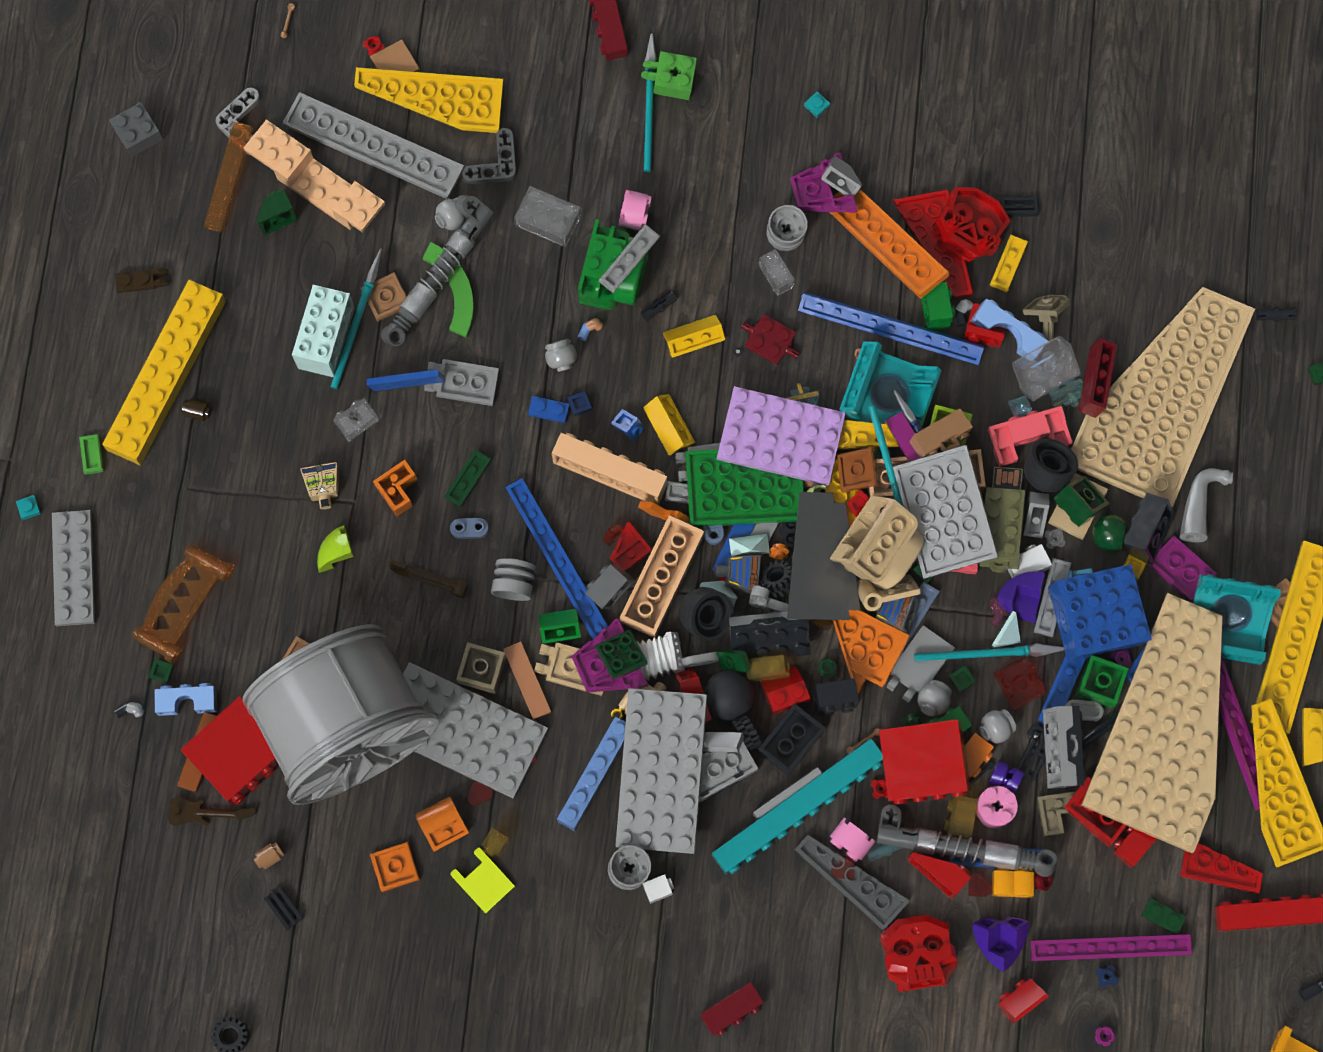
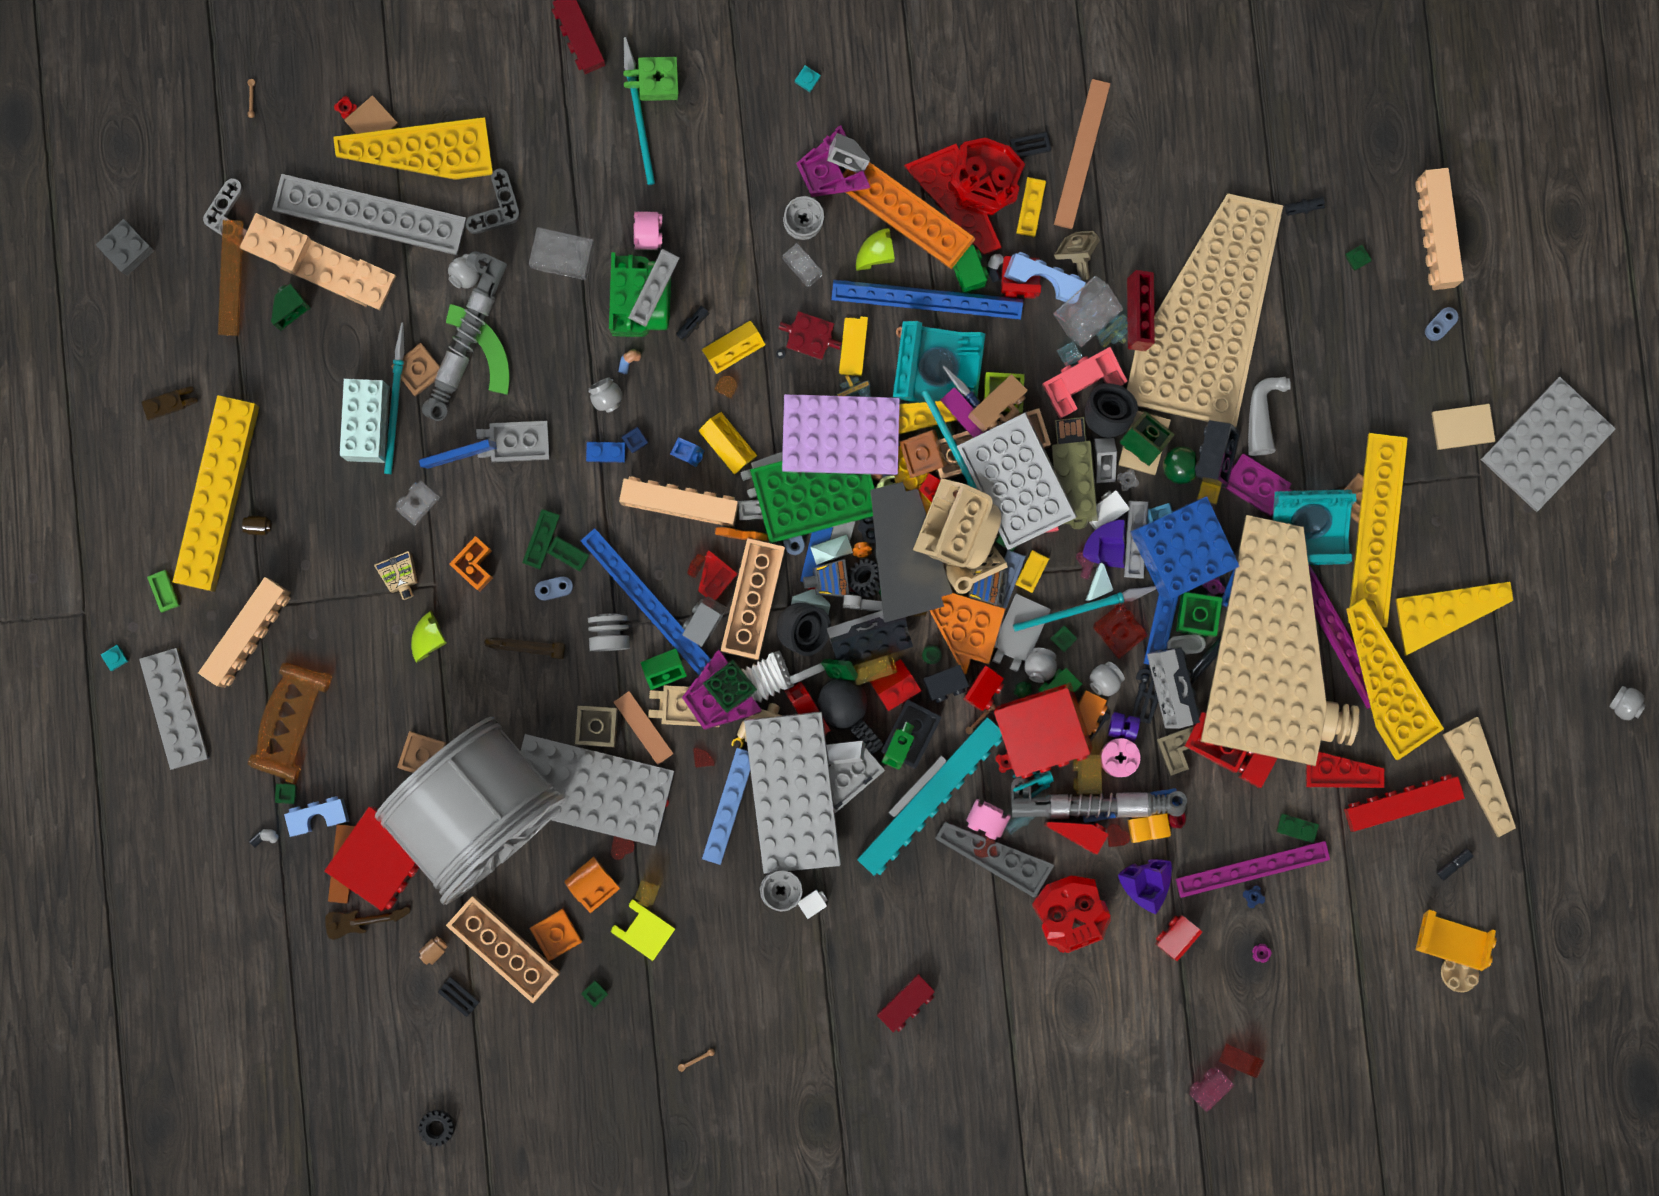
camera: 15 degrees left, 10 degrees up
(160, 507) = (244, 633): none -> light nougat brick
(339, 868) = (503, 949): none -> light nougat brick
(420, 933) = (594, 993): none -> dark green plate
(490, 498) = (568, 554): none -> dark green plate
(491, 1027) = (682, 1067): none -> medium nougat hinge
(579, 723) = (702, 758): none -> clear red tile
(679, 371) = (726, 386): none -> clear orange tile
(776, 746) = (896, 752): none -> green torso
(810, 358) = (853, 346): none -> yellow panel
(851, 272) = (875, 250): none -> lime brick
(873, 710) = (984, 688): none -> red slope
(913, 811) = (1041, 779): none -> teal plant
(943, 607) = (1032, 571): none -> yellow tile
(1067, 224) = (1082, 154): none -> nougat tile
(1227, 818) = (1342, 723): none -> tan wheel

